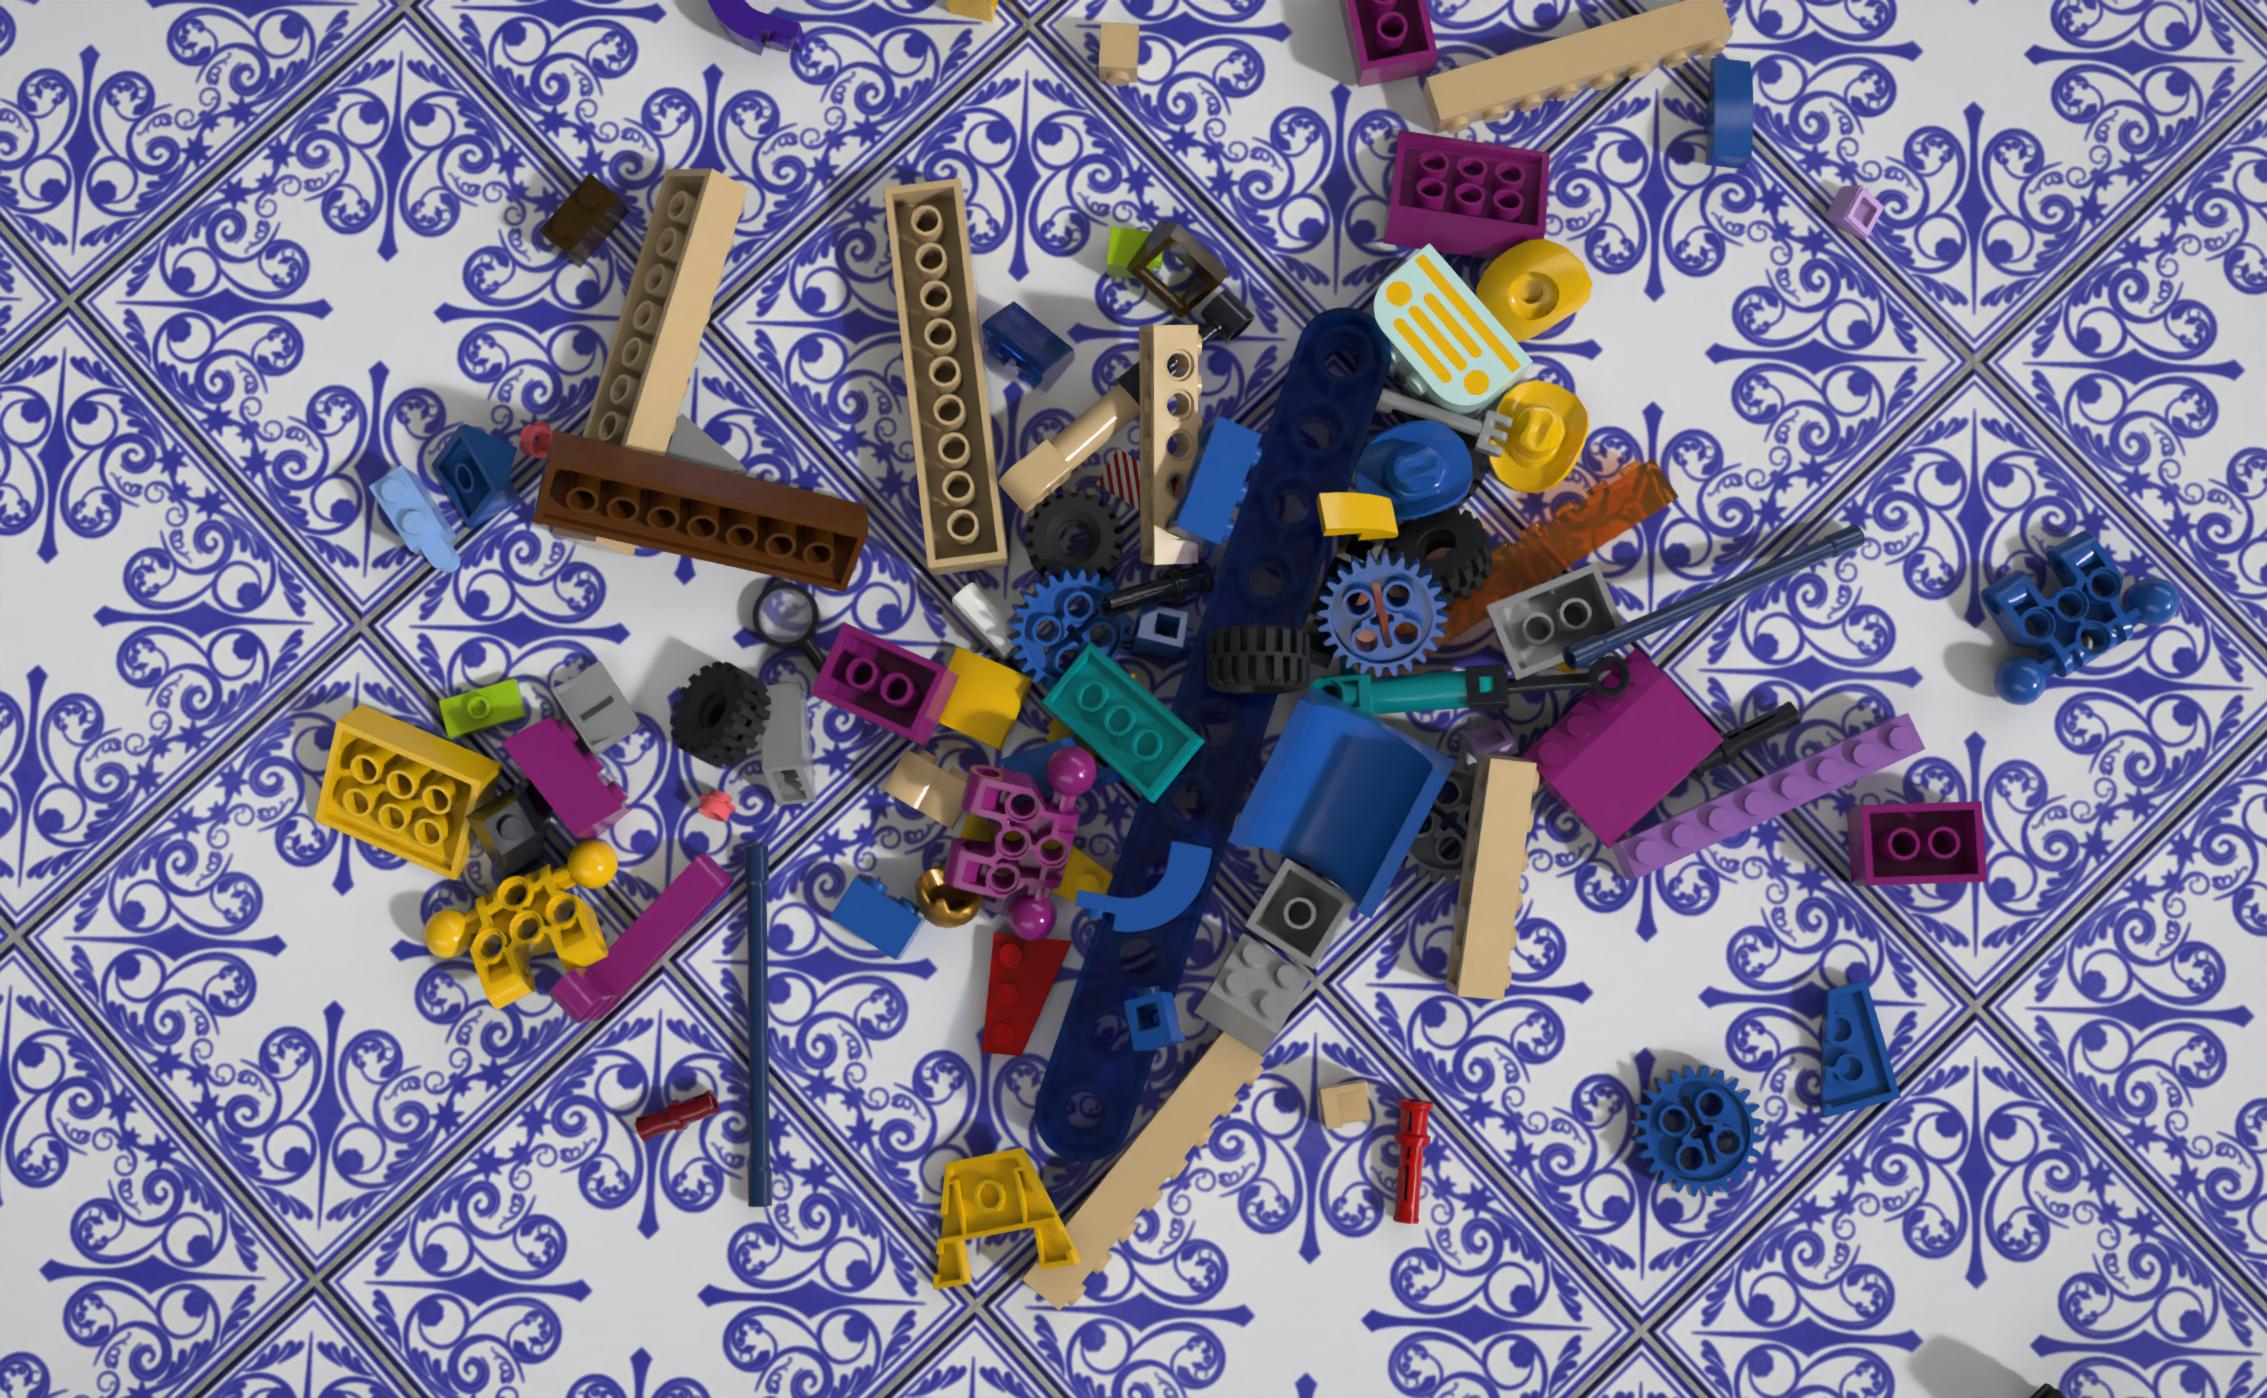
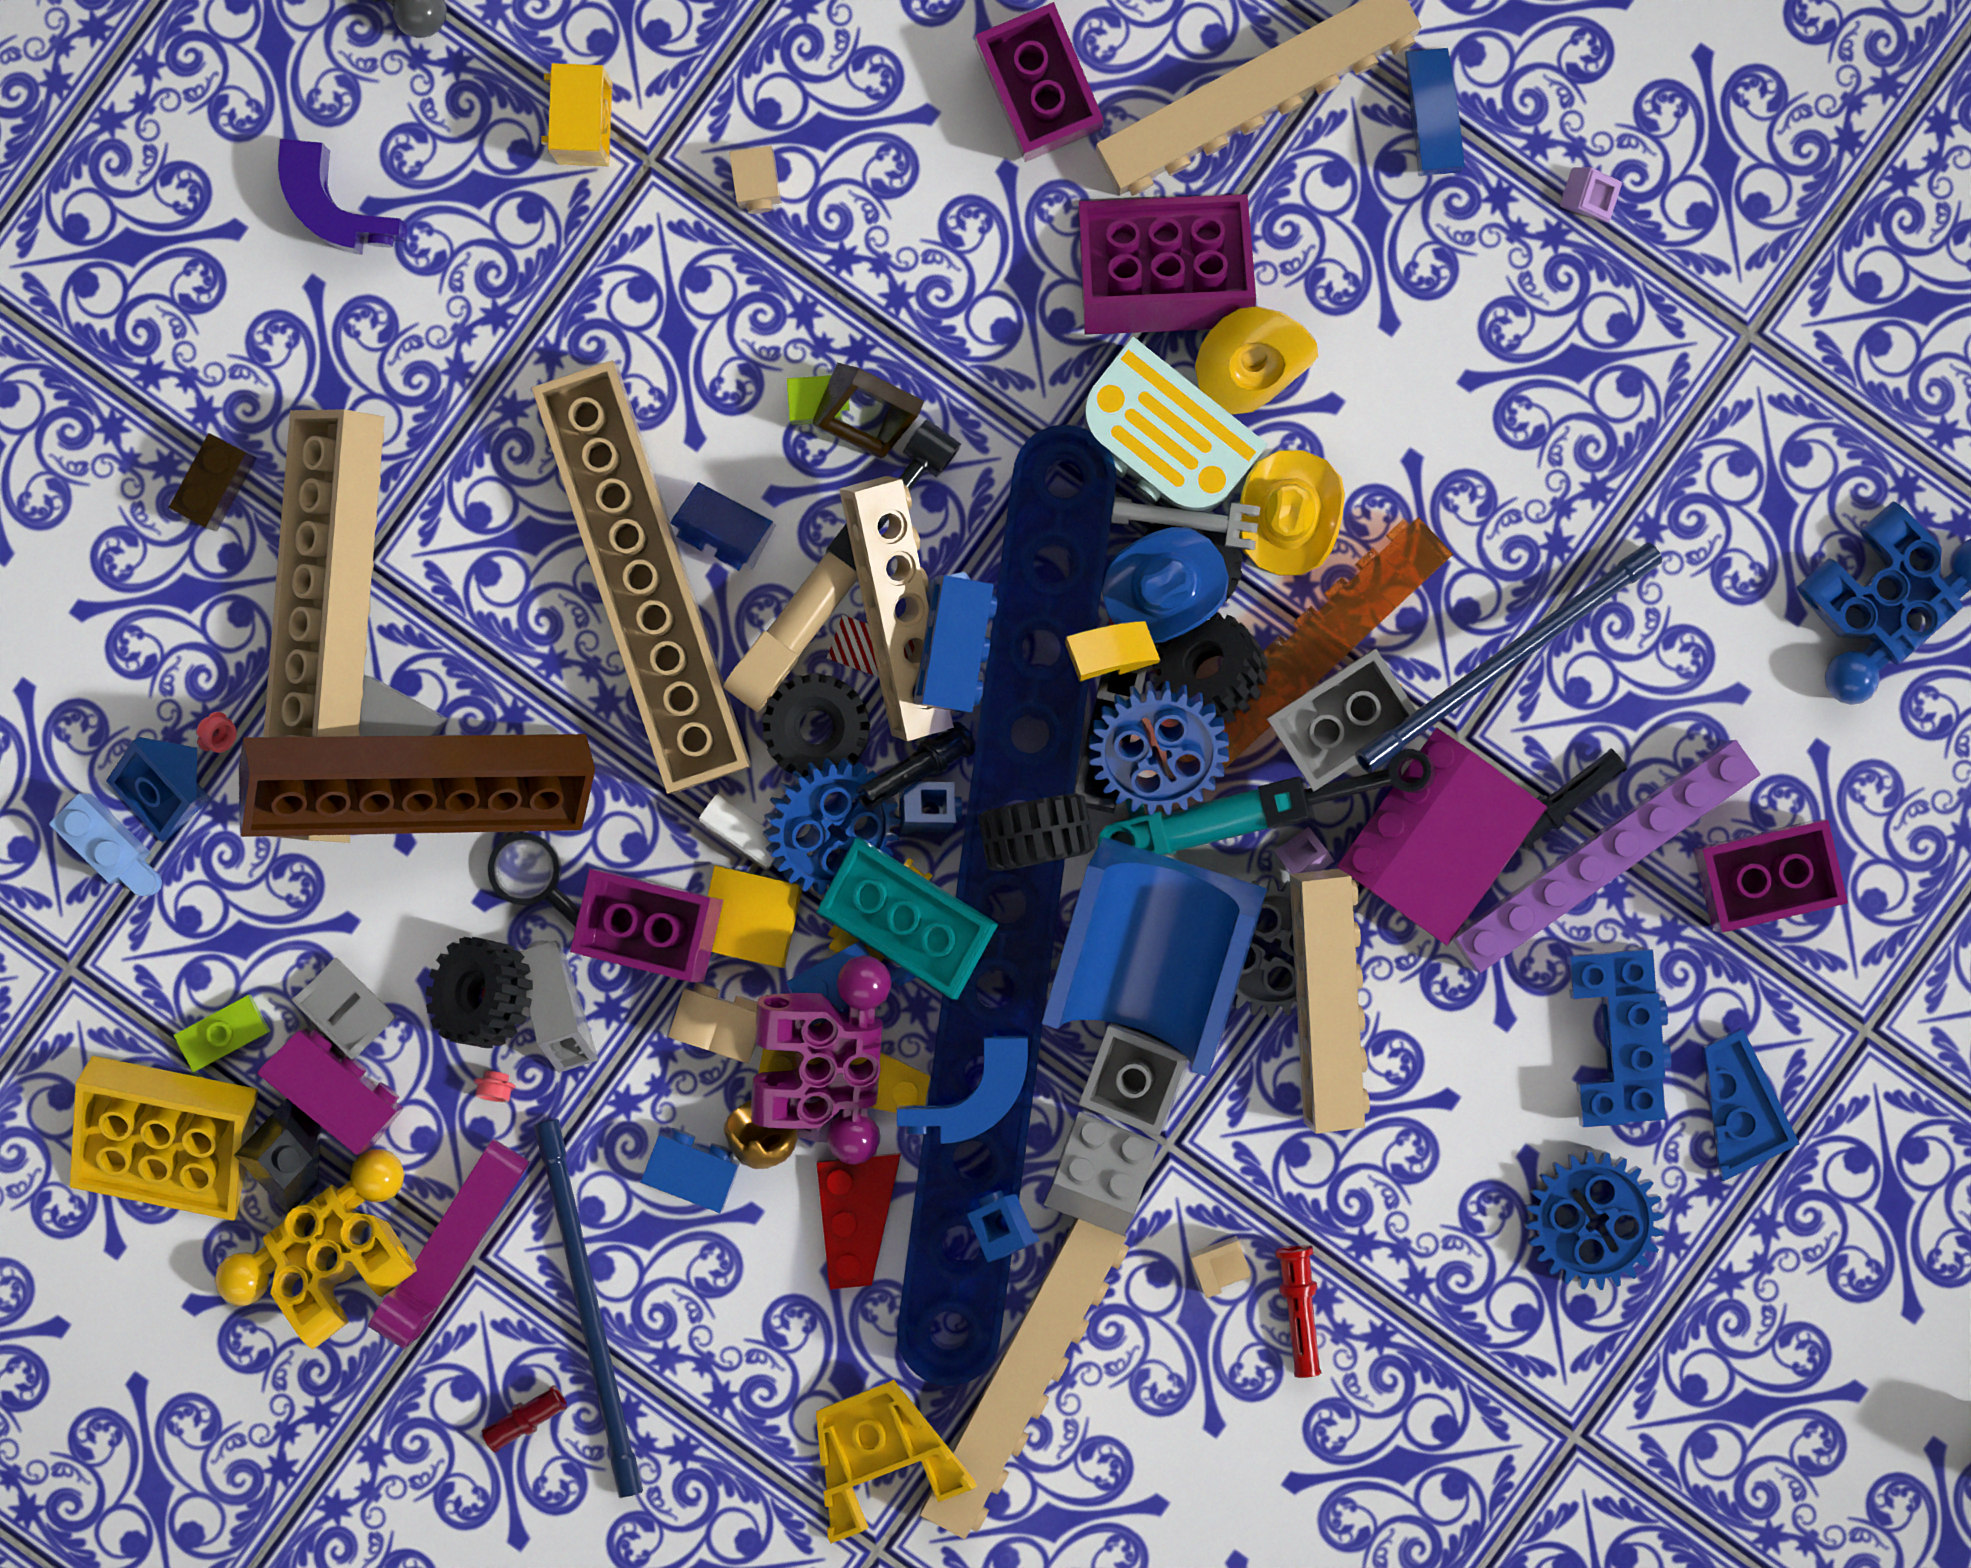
camera: 20 degrees left, 5 degrees up
(1761, 968) = (1631, 1035): none -> blue bracket

